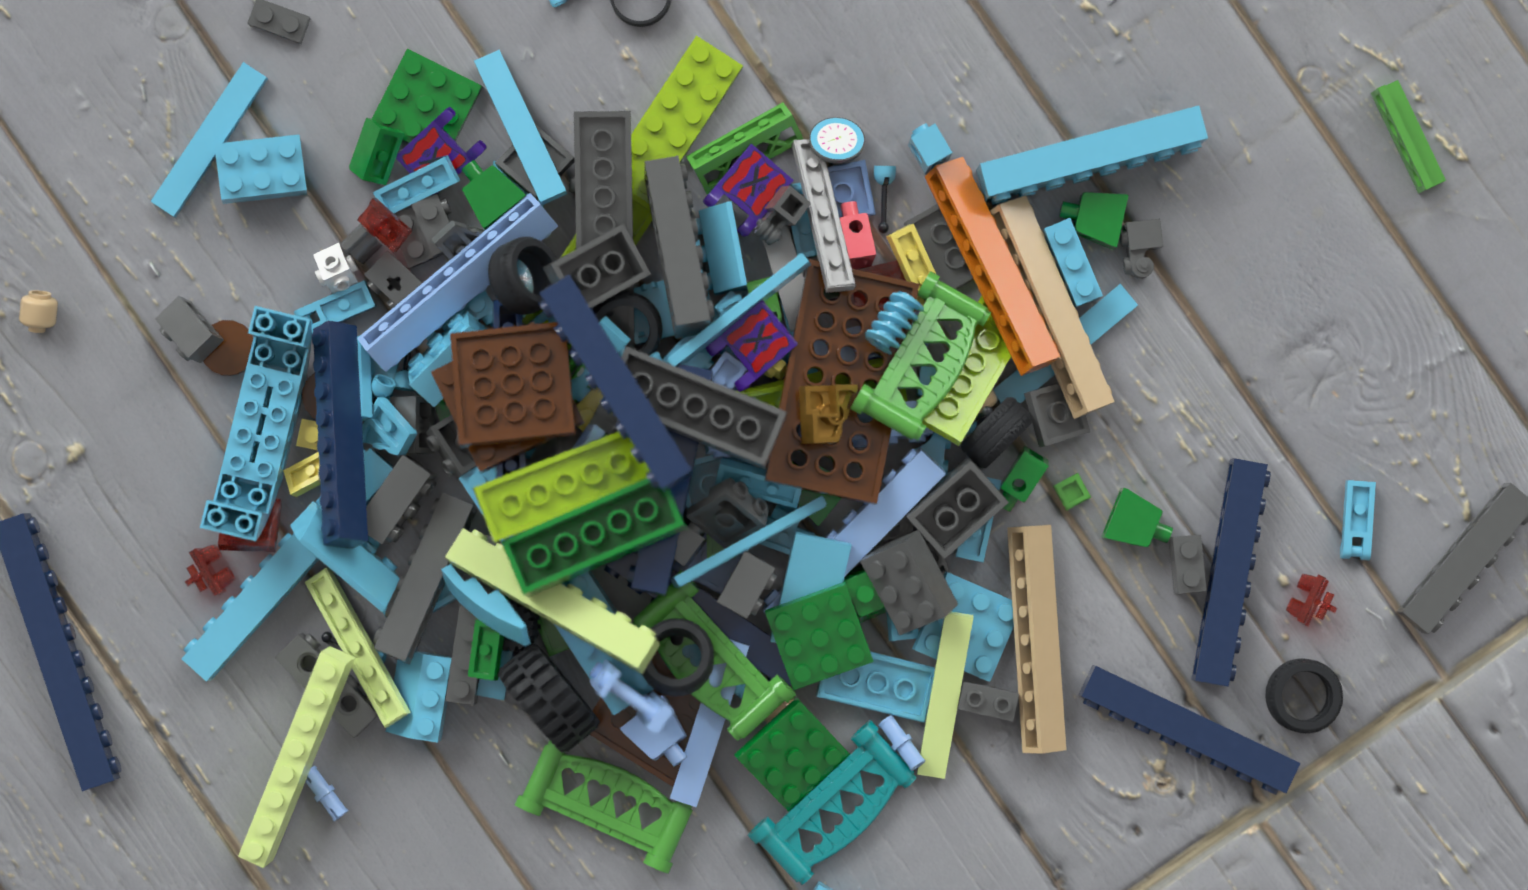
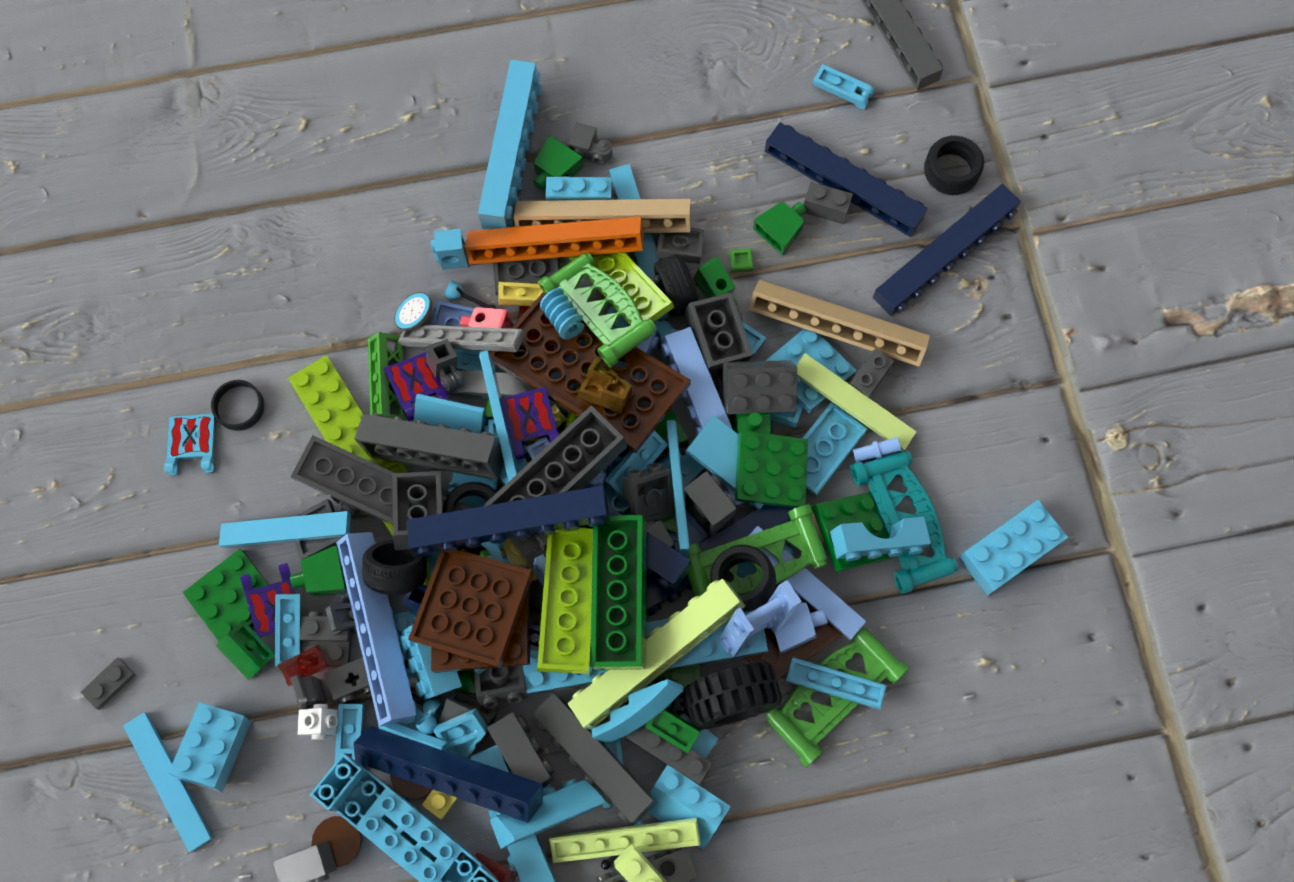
camera: 65 degrees left, 15 degrees down
(303, 475) = (467, 820): light yellow plate -> none
(615, 801) = (836, 683): none -> medium azure tile
(774, 762) = (855, 541): none -> medium azure arch
(1305, 611) = (880, 129): clear red hips -> none

